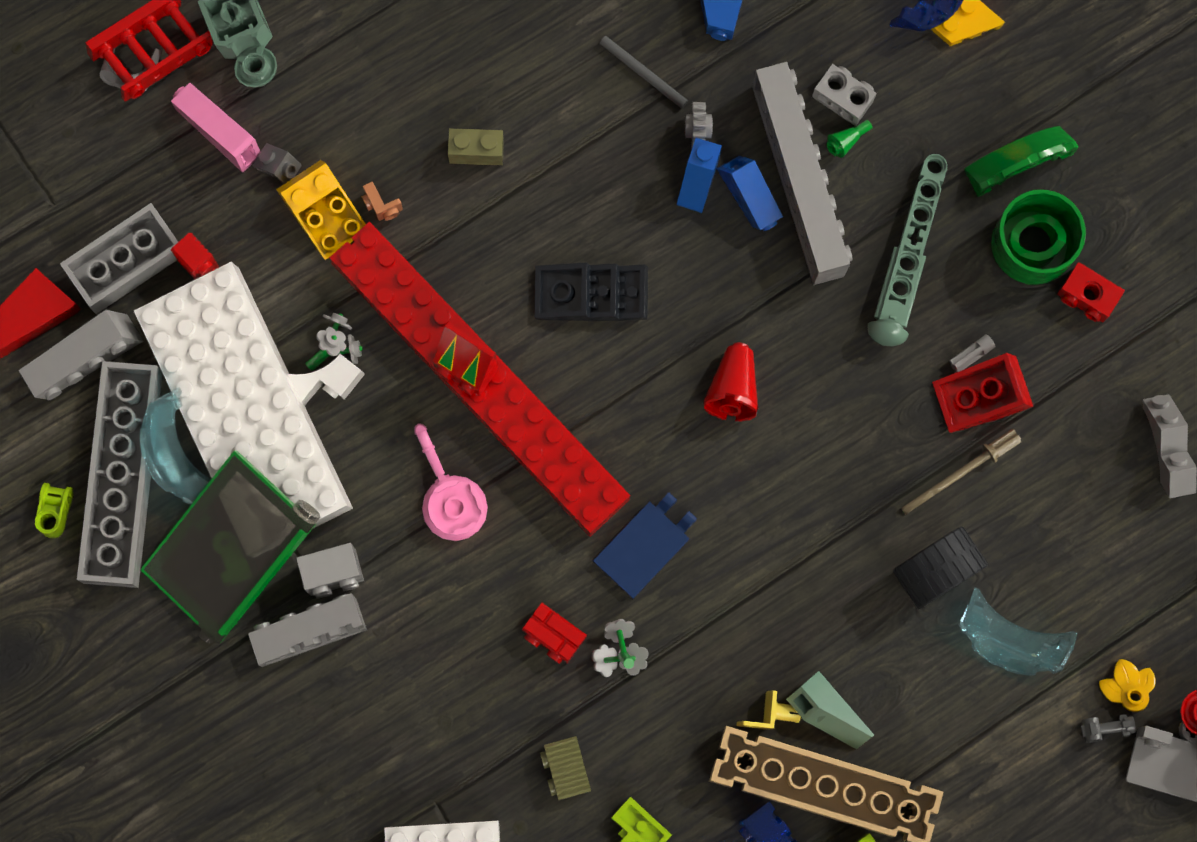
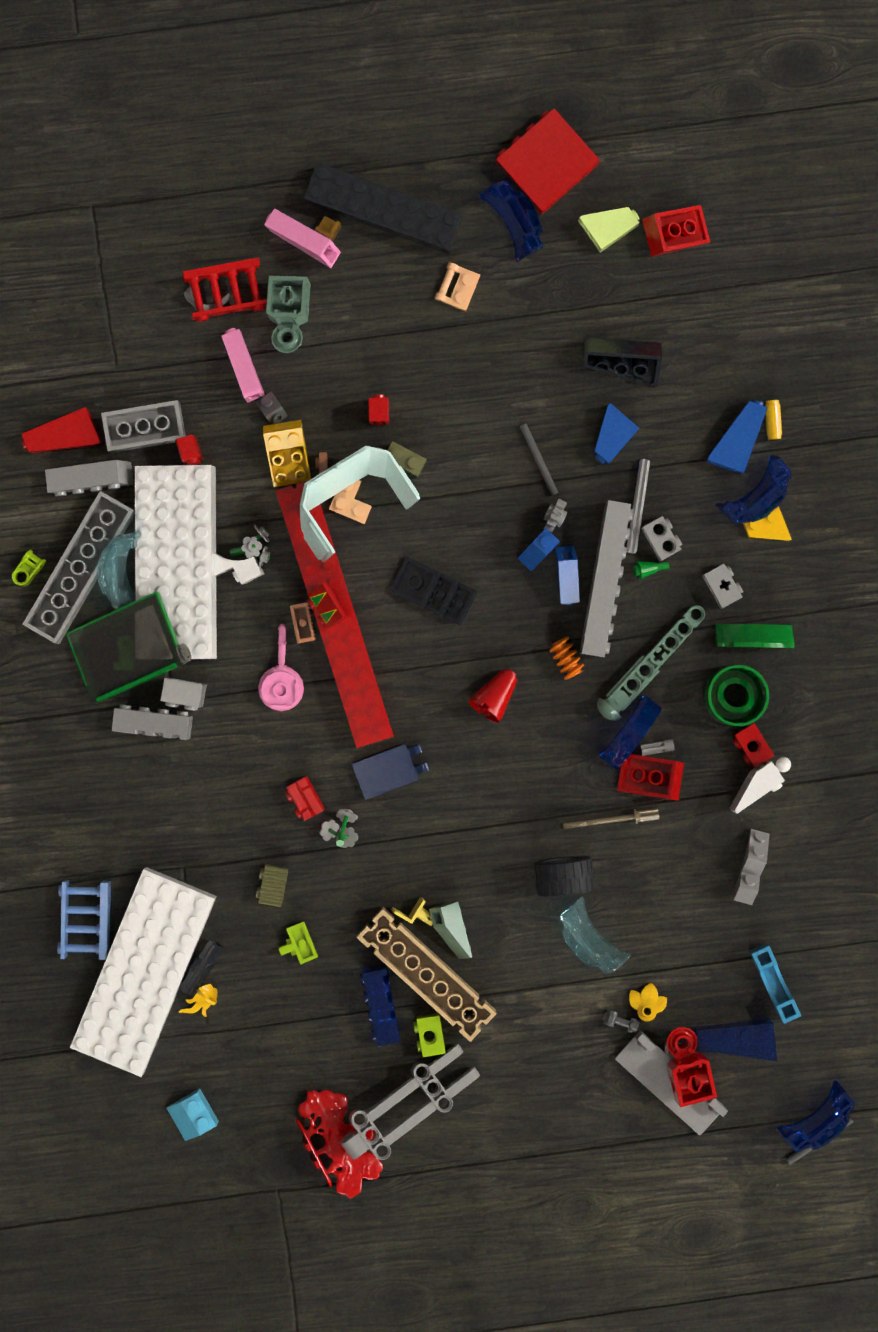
camera: 30 degrees right, 10 degrees up
(414, 100) = (378, 410): none -> red brick
(425, 237) = (348, 506): none -> light nougat plate
(427, 168) = (340, 476): none -> light aqua piece
(443, 408) = (302, 623): none -> nougat brick
(790, 56) = (638, 505): none -> light grey axle
(801, 295) = (566, 658): none -> orange piece
(930, 351) = (631, 733): none -> clear blue windscreen
(957, 127) = (713, 581): none -> light grey brick
(1123, 331) = (759, 782): none -> white slope

